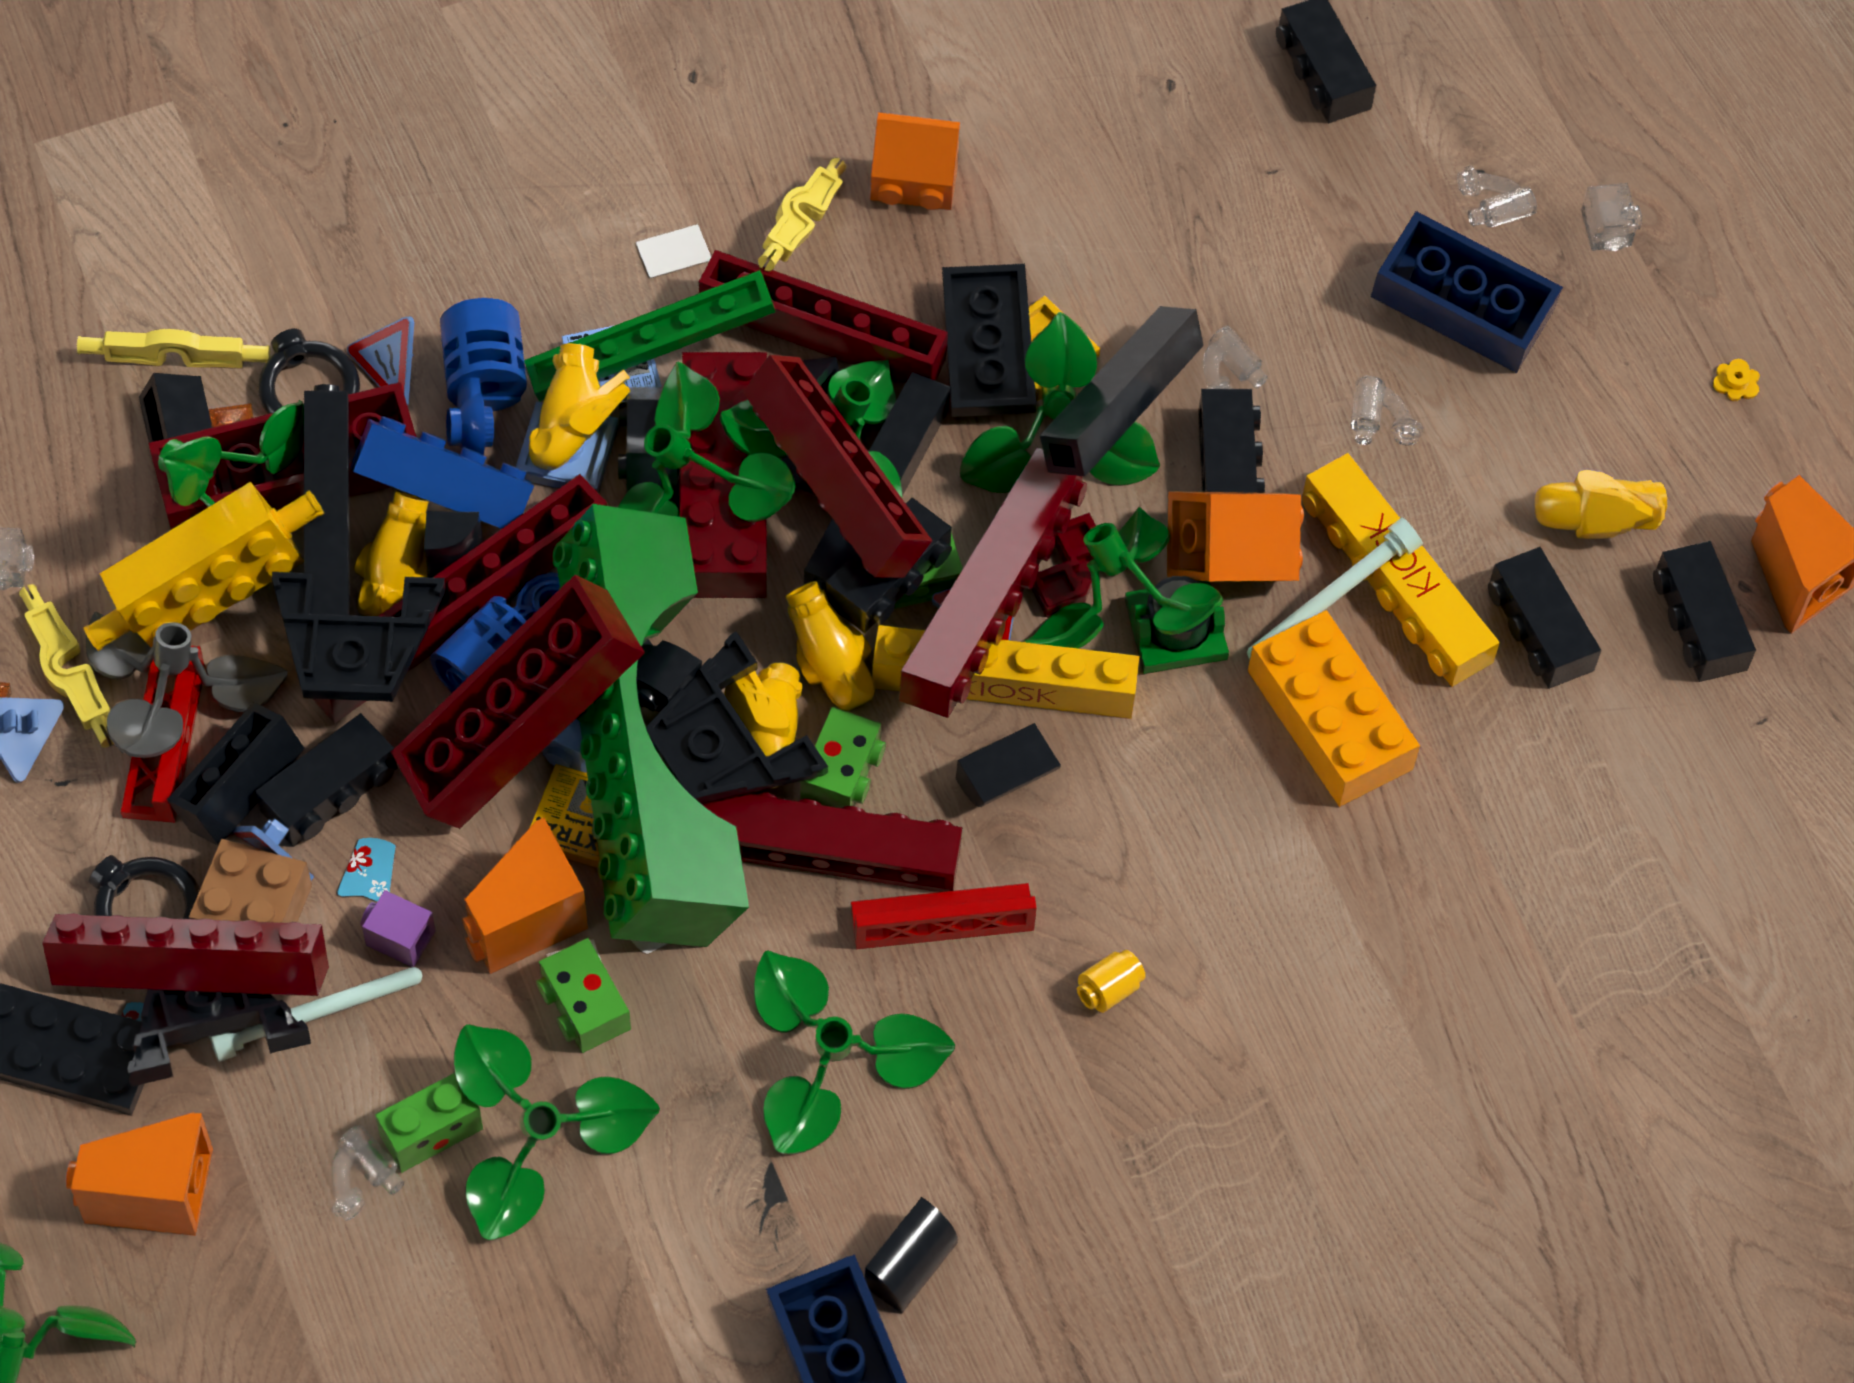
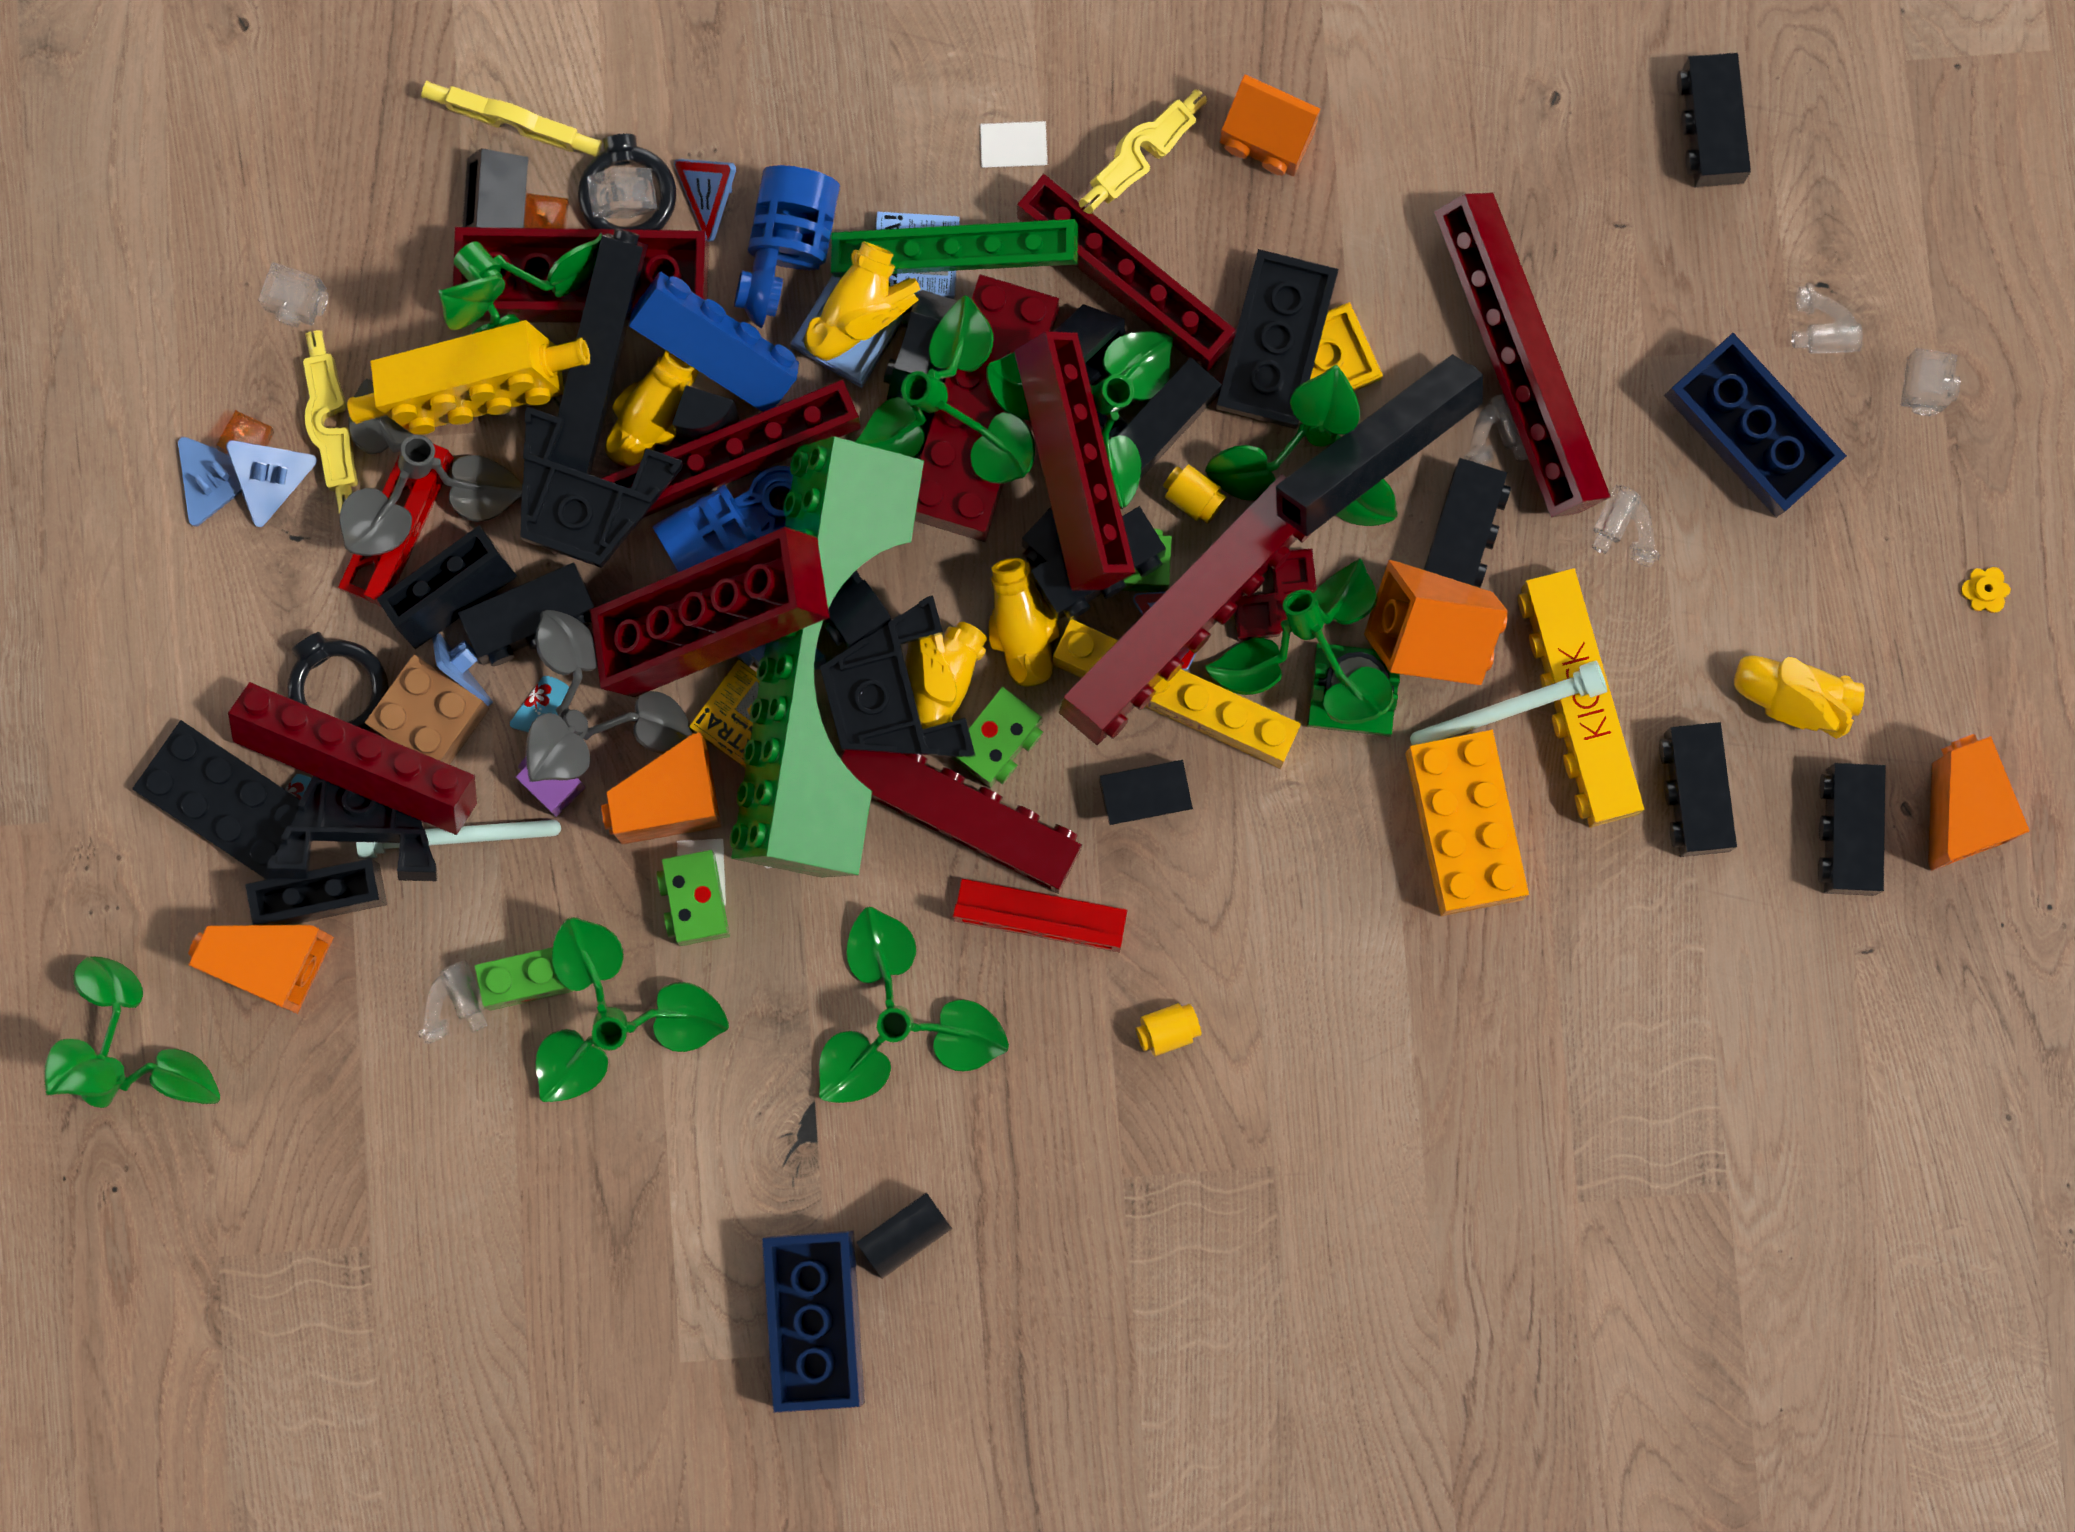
camera: 20 degrees right, 20 degrees up
(208, 1085) = (323, 895): none -> black brick
(300, 371) = (629, 188): none -> clear brick
(400, 869) = (557, 741): none -> dark grey plant
(957, 493) = (1194, 493): none -> yellow brick
(1226, 291) = (1522, 354): none -> dark red brick

